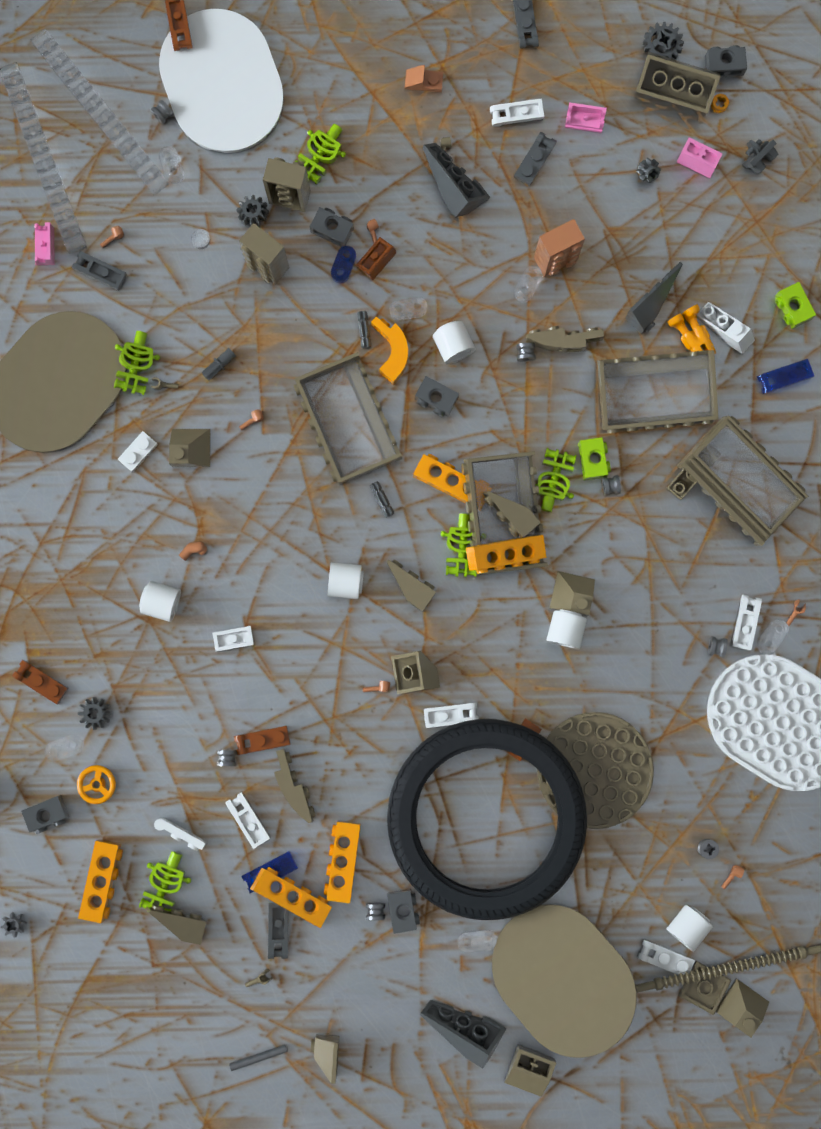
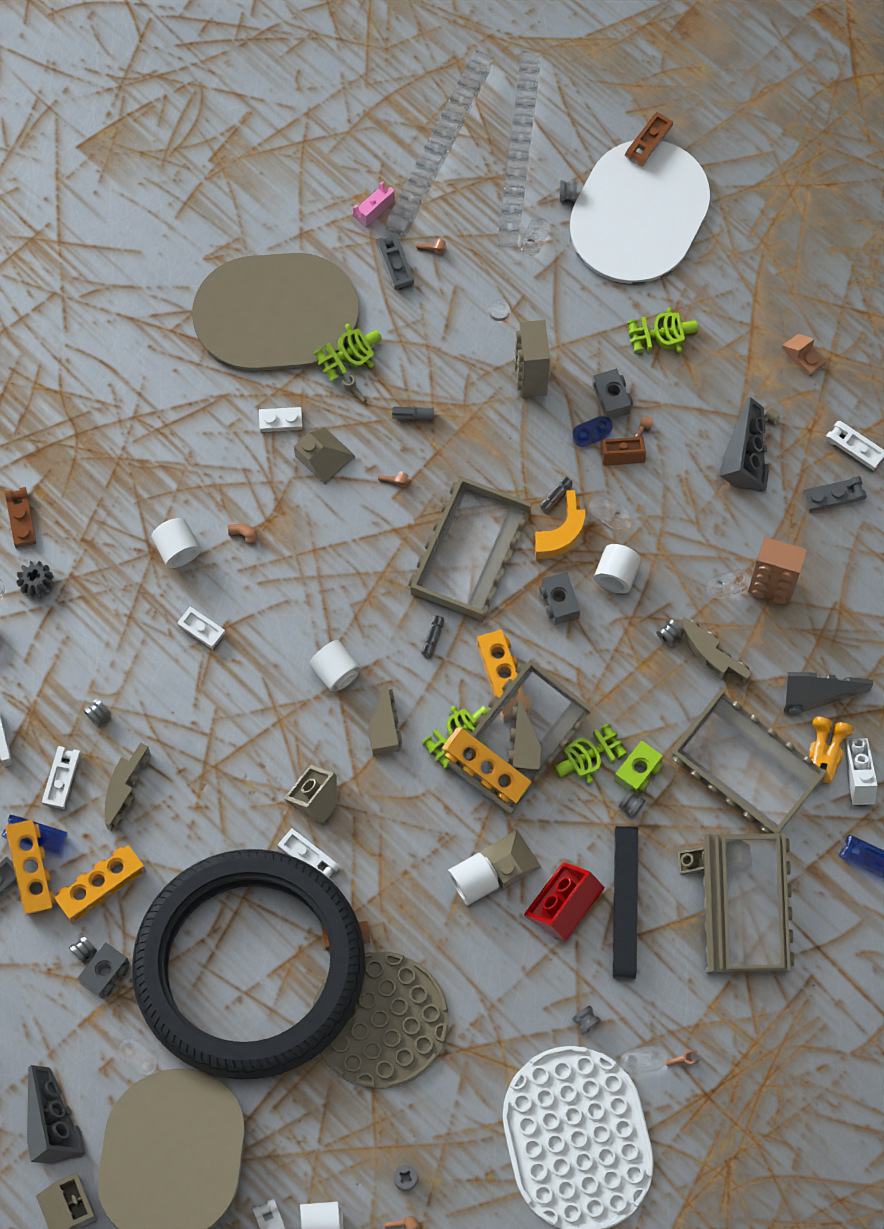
camera: 45 degrees right, 15 degrees down
(255, 204) = (569, 323): dark grey gear -> none
(263, 740) = (140, 728): dark orange plate -> none
(286, 184) = (605, 324): dark tan brick -> none
(384, 686) = (278, 781): nougat hand -> none
(631, 587) = (564, 900): none -> red slope
(668, 551) = (625, 902): none -> black beam
(746, 623) = (631, 1025): white plate -> none

